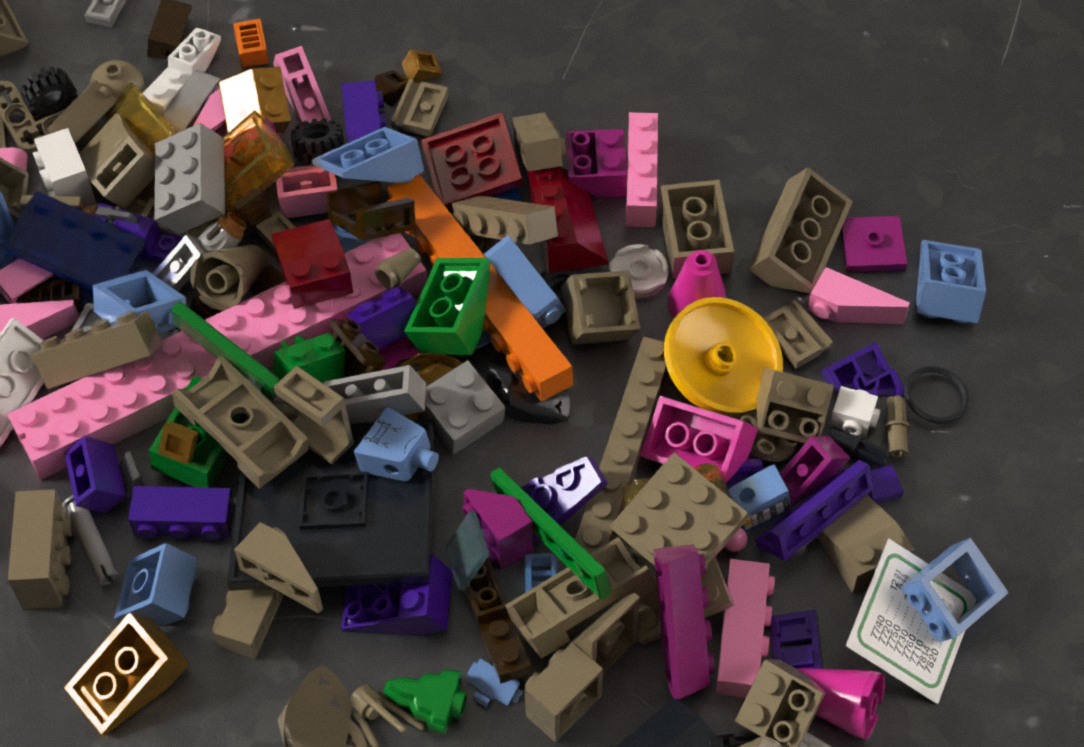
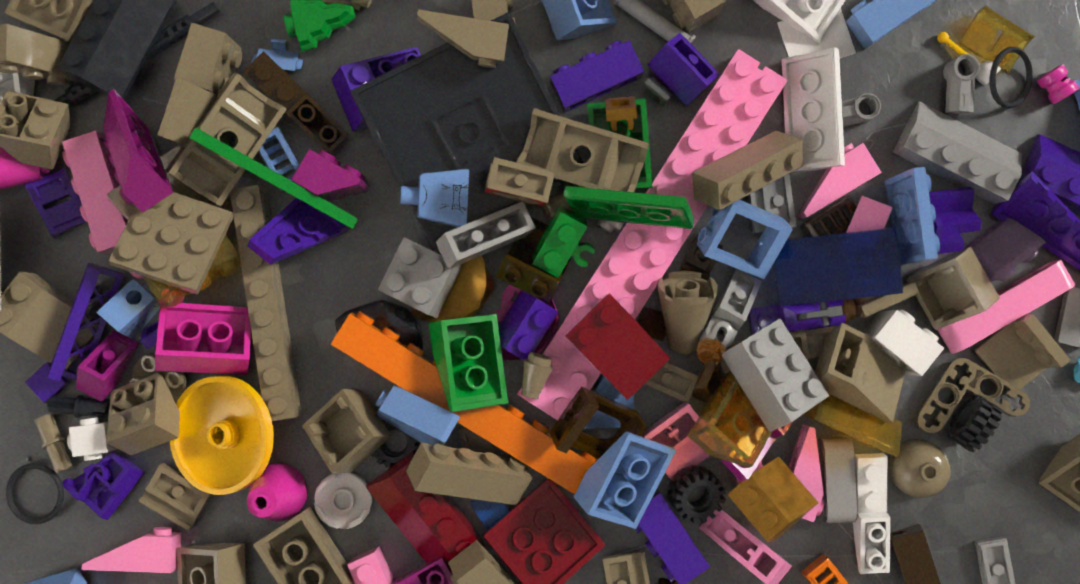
camera: 150 degrees right, 30 degrees up
(85, 110) = (926, 411): dark tan brick -> none
(467, 550) = (337, 138): clear light blue piece -> none

